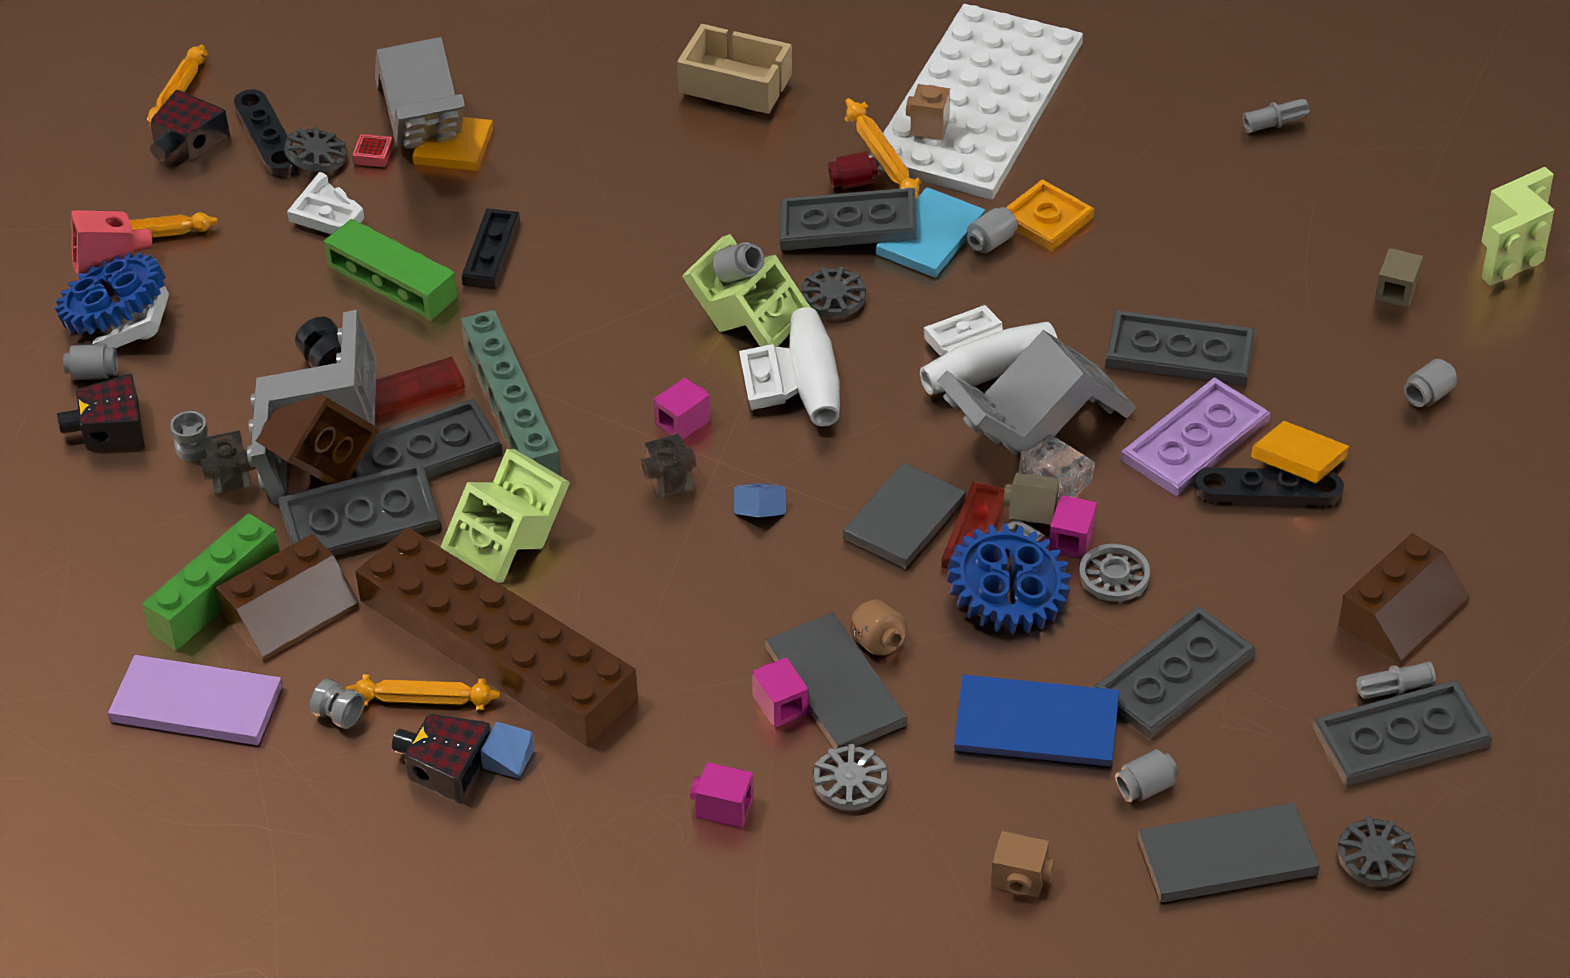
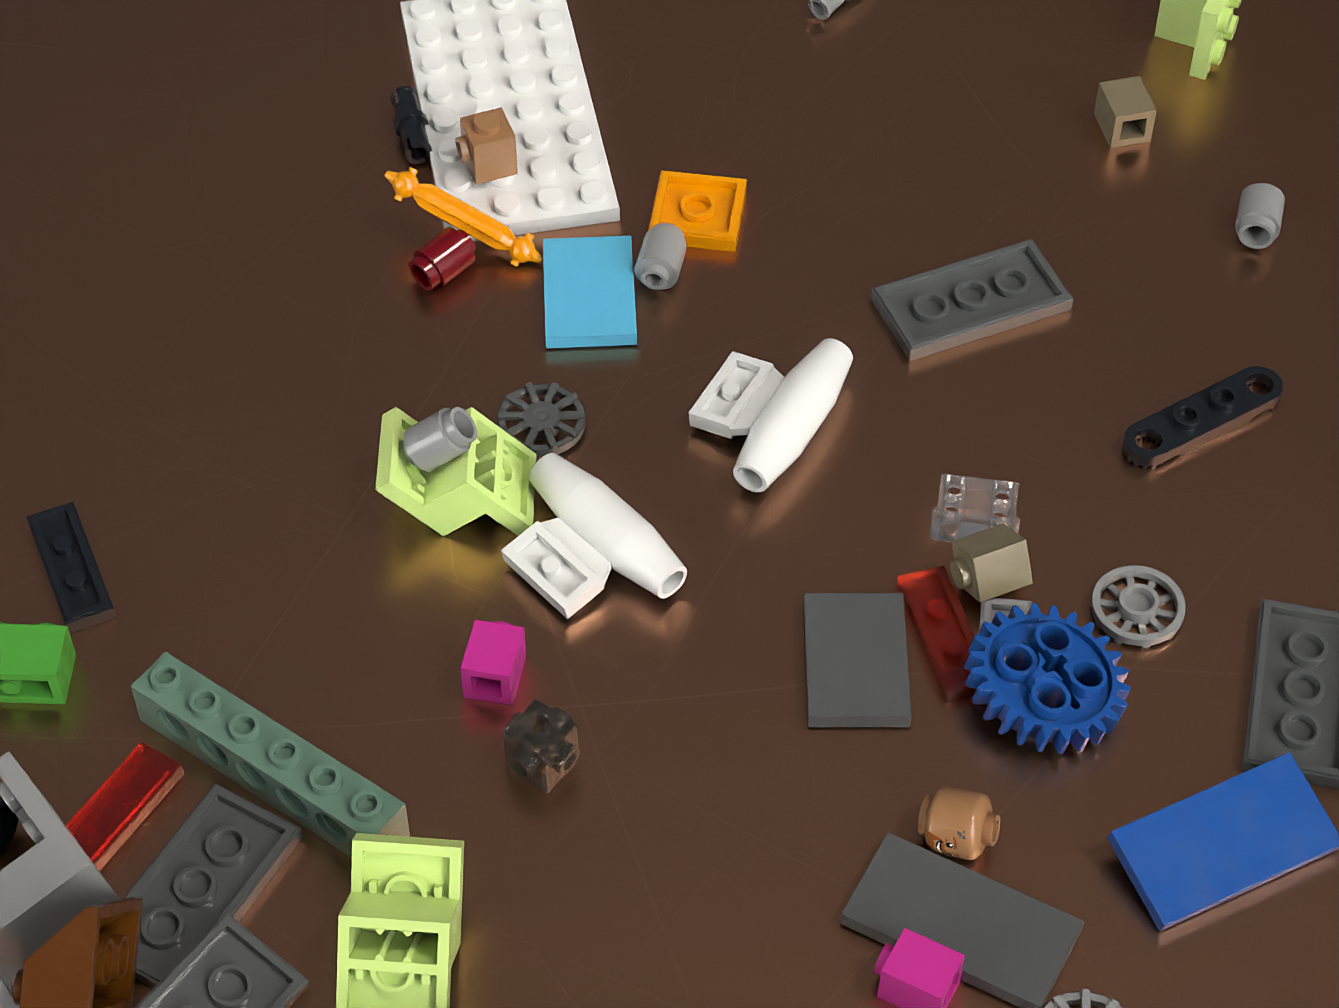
camera: 35 degrees left, 5 degrees up
(748, 81) = (224, 198): tan piece -> none
(759, 500) = (679, 731): medium blue slope -> none
(848, 219) = (486, 320): dark grey tile -> none
(903, 82) = (411, 124): none -> black pin
(1035, 394) = (899, 438): light grey bracket -> none
(1073, 526) = (1059, 573): dark pink brick -> none
(1195, 436) = (1077, 397): lavender tile -> none
(1299, 451) = (1207, 359): light orange tile -> none

